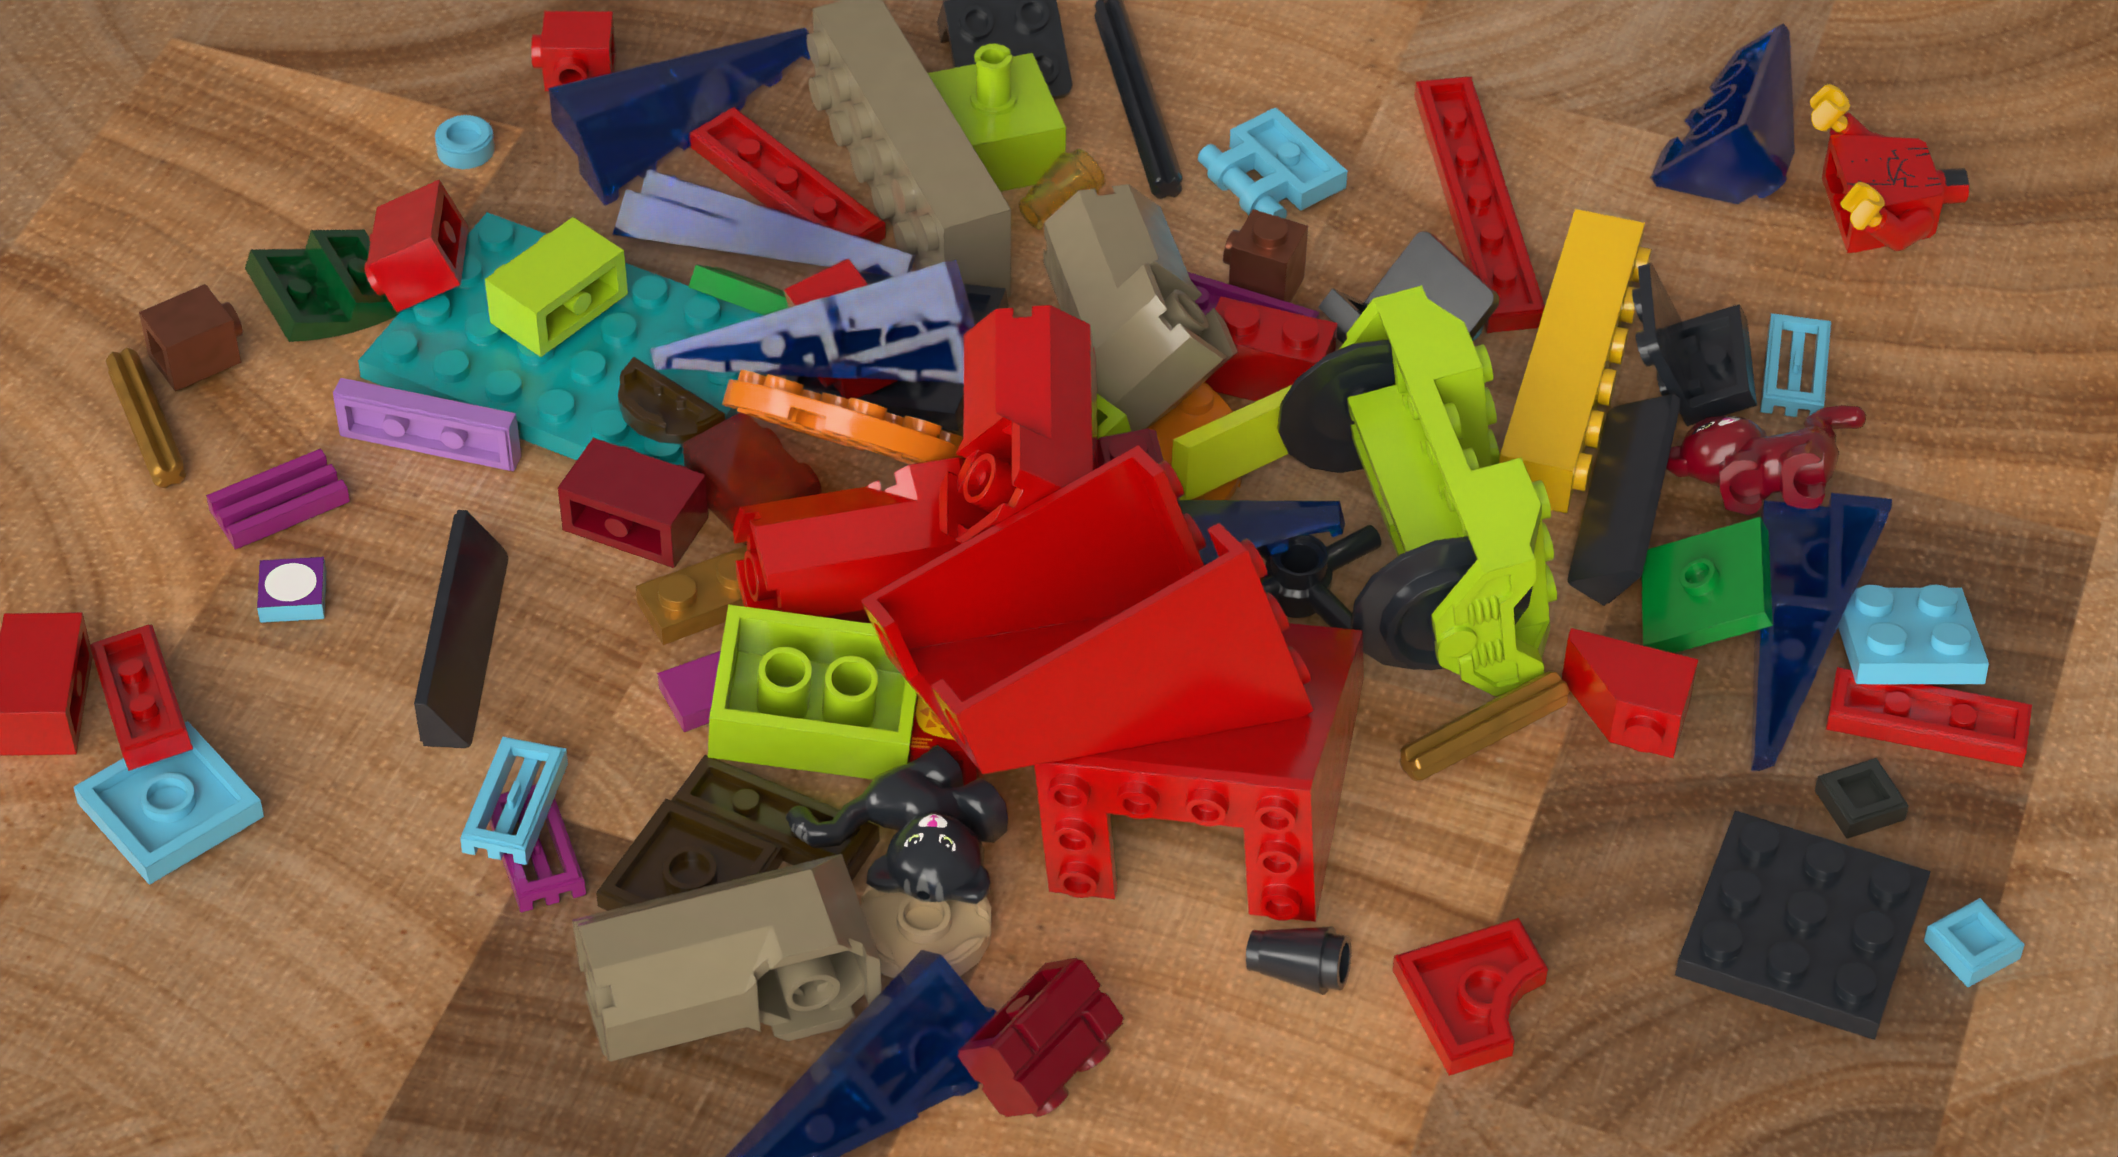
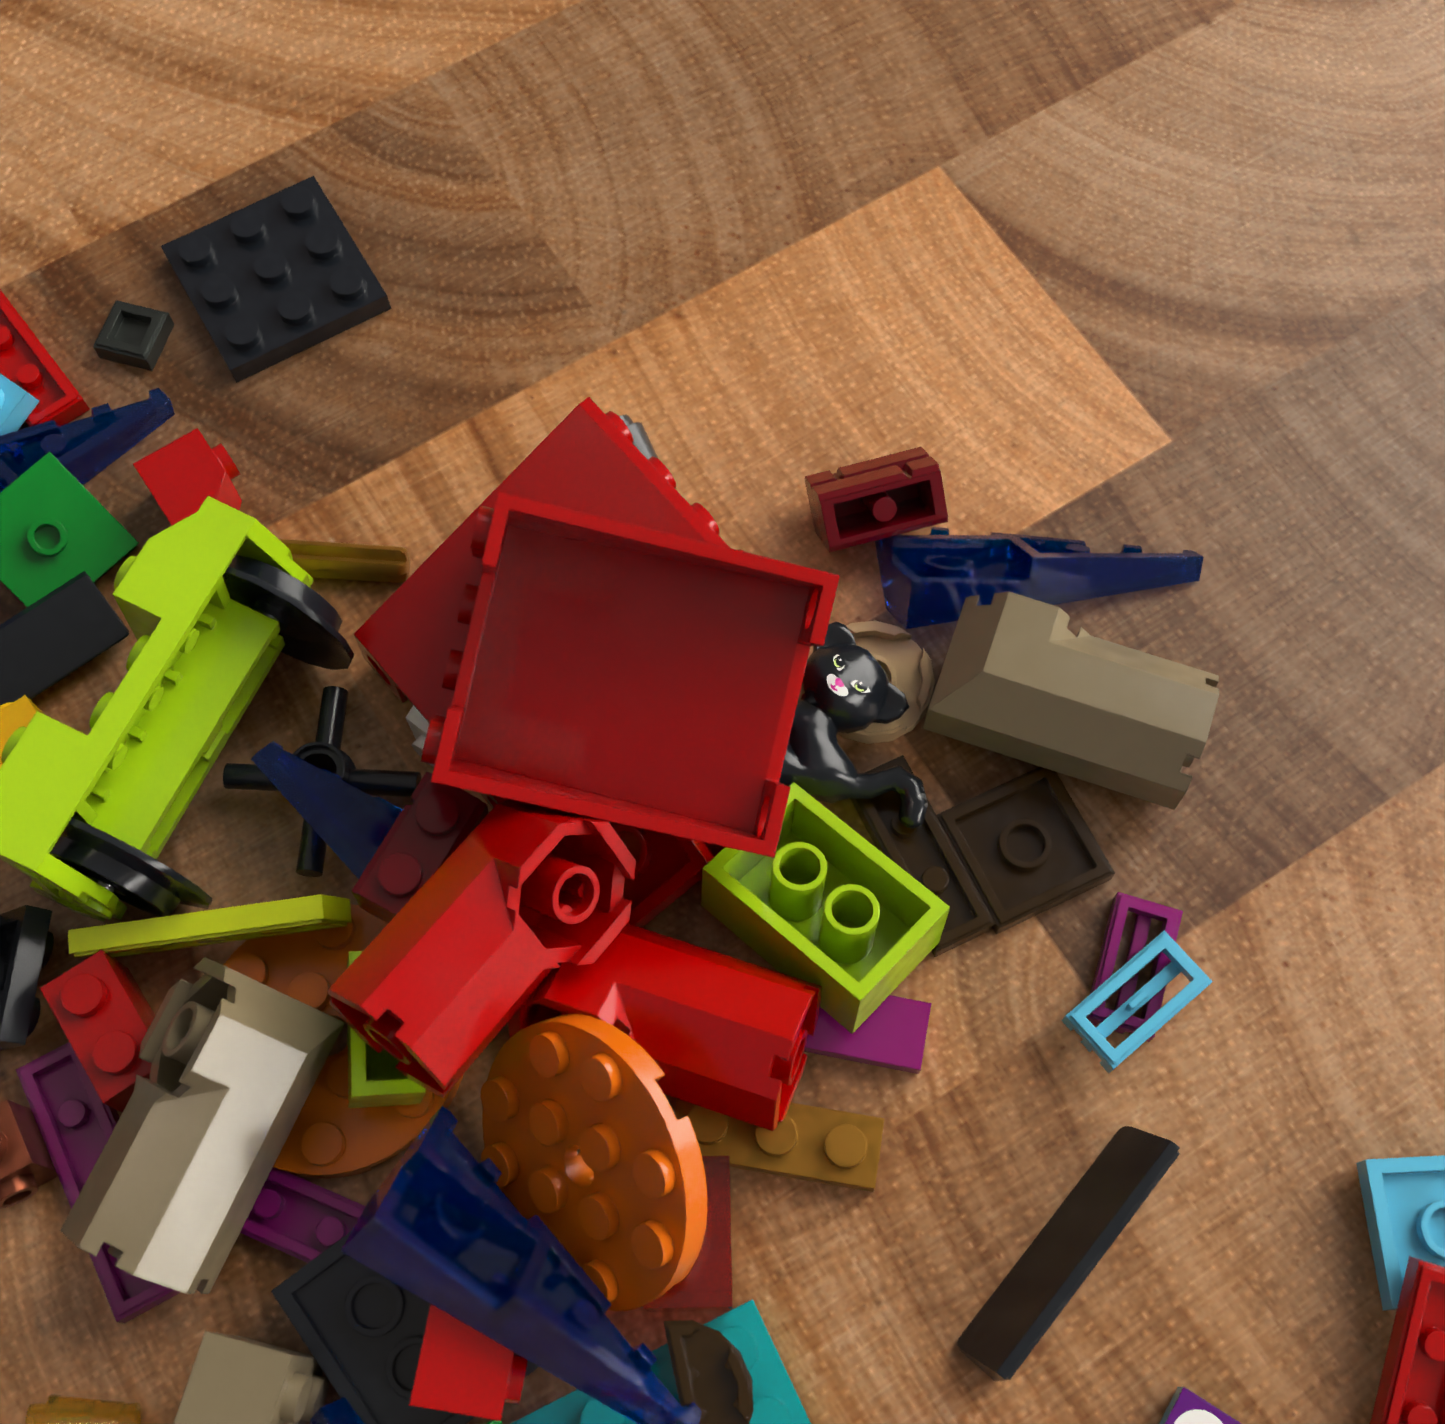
camera: 140 degrees left, 20 degrees up
(633, 502) = (811, 1295): dark red brick -> none
(1468, 989) = (534, 378): red tile -> none
(1974, 942) = (188, 197): medium azure tile -> none

